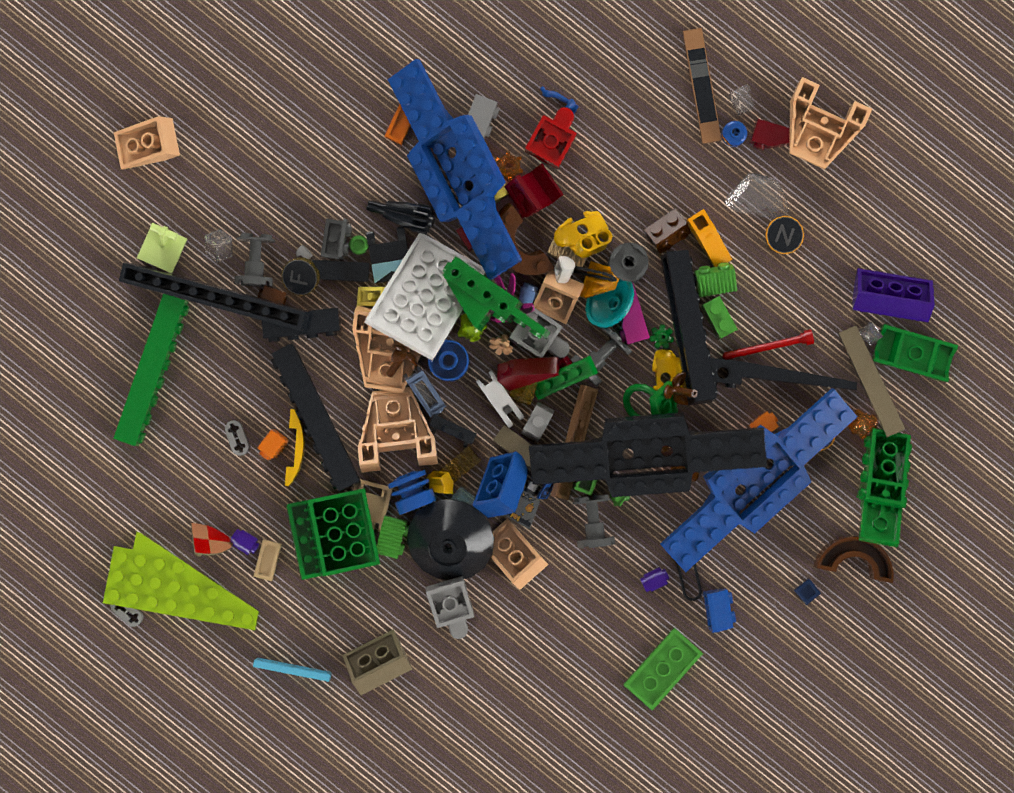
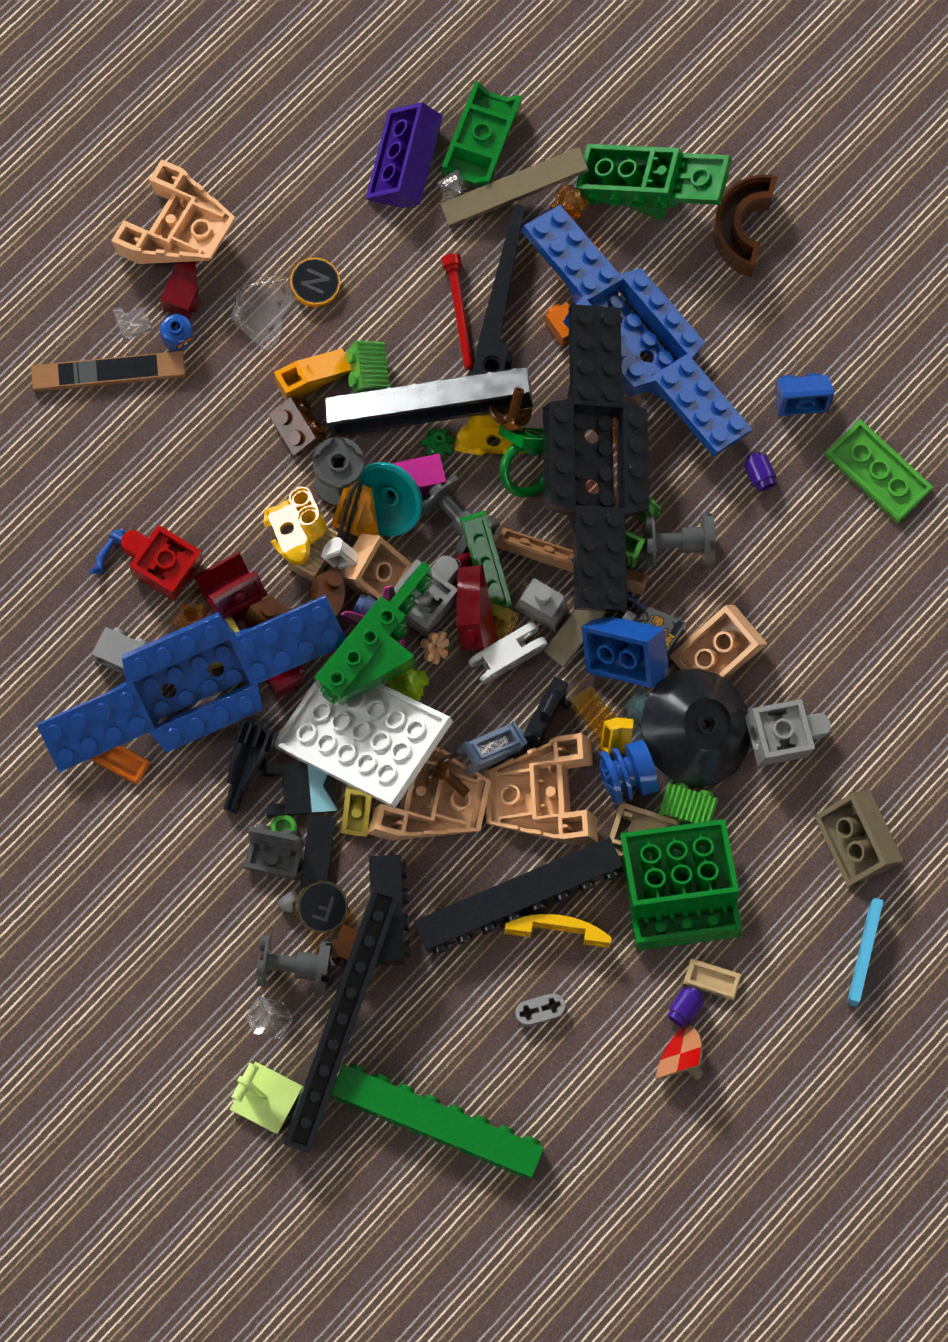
camera: 85 degrees left, 15 degrees down
(126, 617) = (780, 1184): light grey beam -> none
(147, 142) = (115, 1110): light nougat slope -> none
(162, 583) = (739, 1124): lime wing -> none
(272, 444) = (553, 955): orange brick -> none
(450, 361) = (461, 706): blue wheel -> none
(682, 584) = (765, 440): black piece -> none
(718, 317) = (419, 366): bright green brick -> none
(807, 591) = (783, 287): dark blue tile -> none

